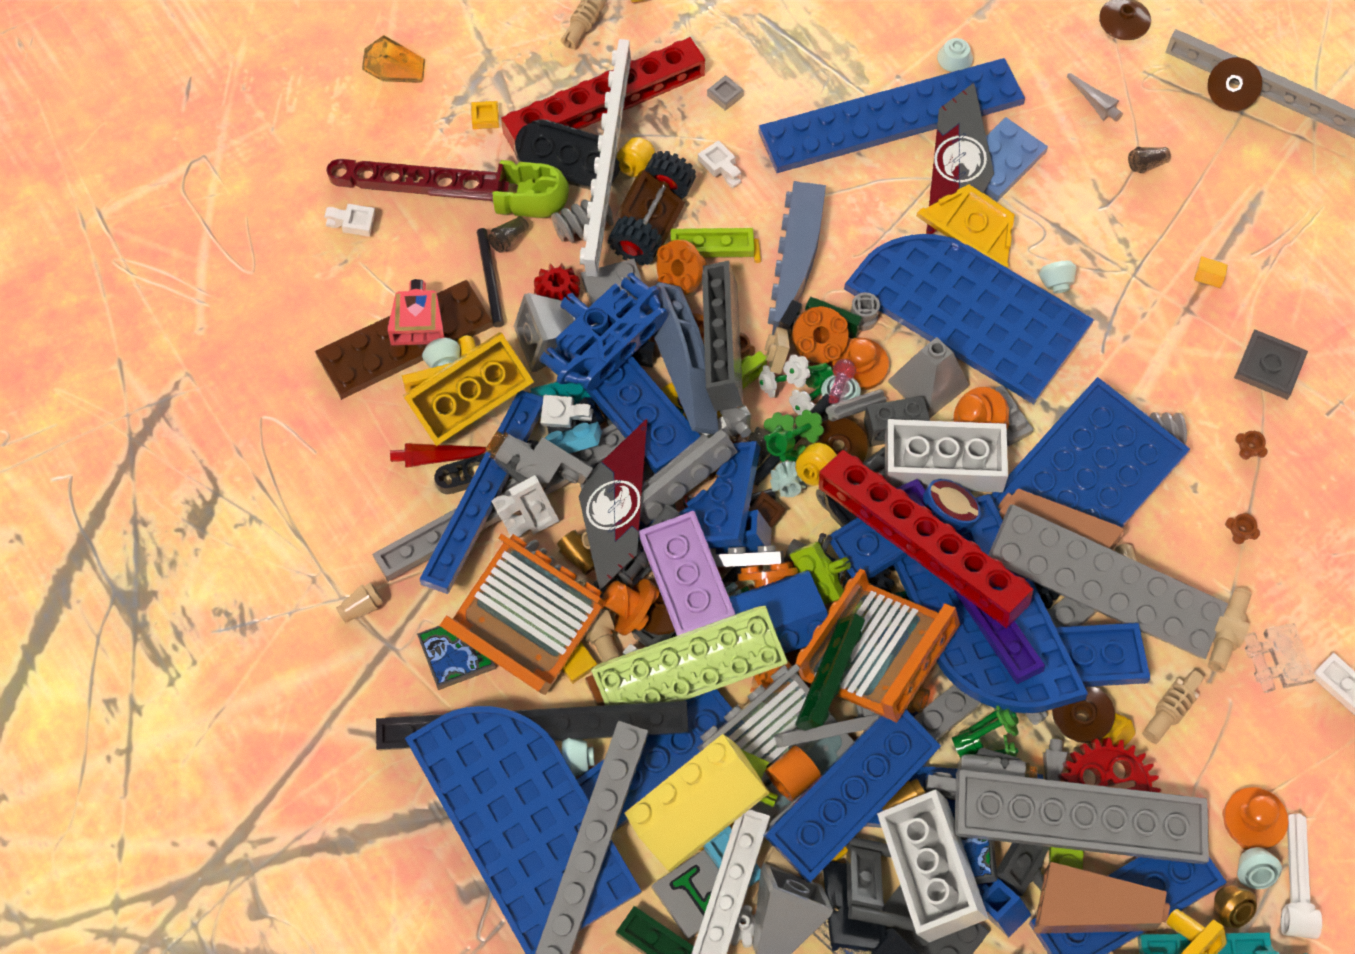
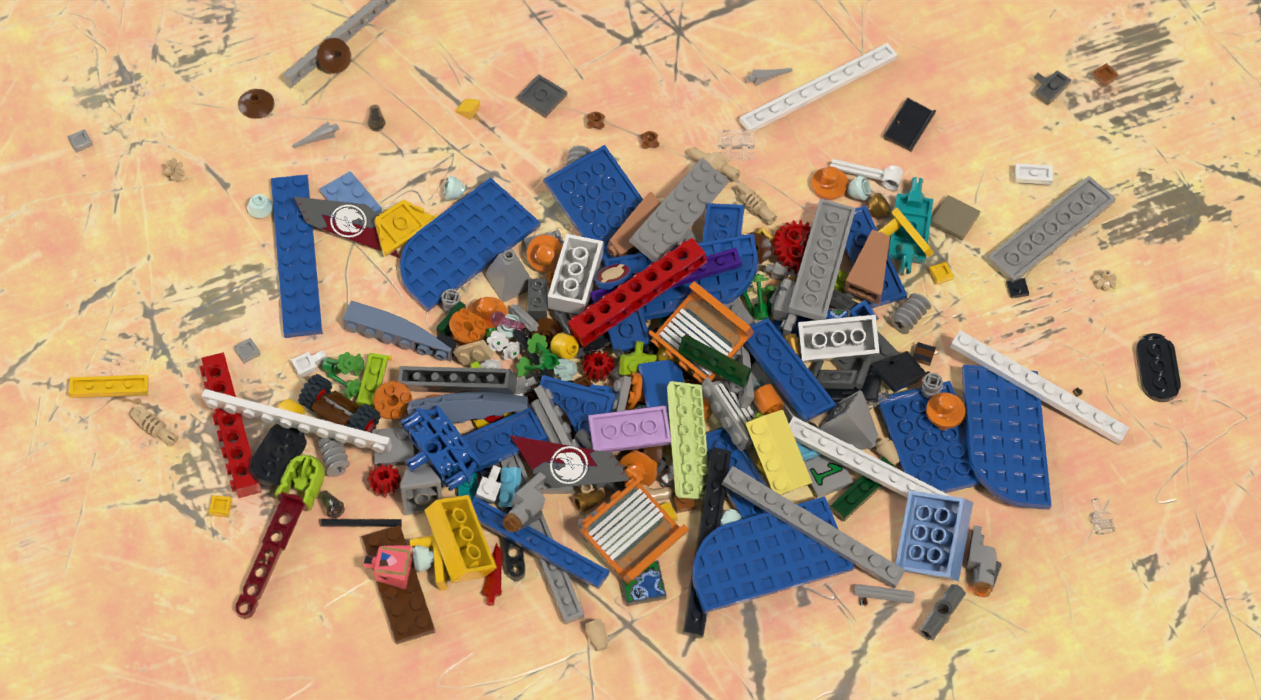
camera: 80 degrees left, 5 degrees down
(354, 219) = (290, 601): white plate -> none
(392, 62) = (157, 559): clear yellow slope -> none
(533, 504) = (557, 520): white plate -> none
(715, 191) = (345, 364): none -> bright green plant
(798, 515) = (597, 366): none -> red gear

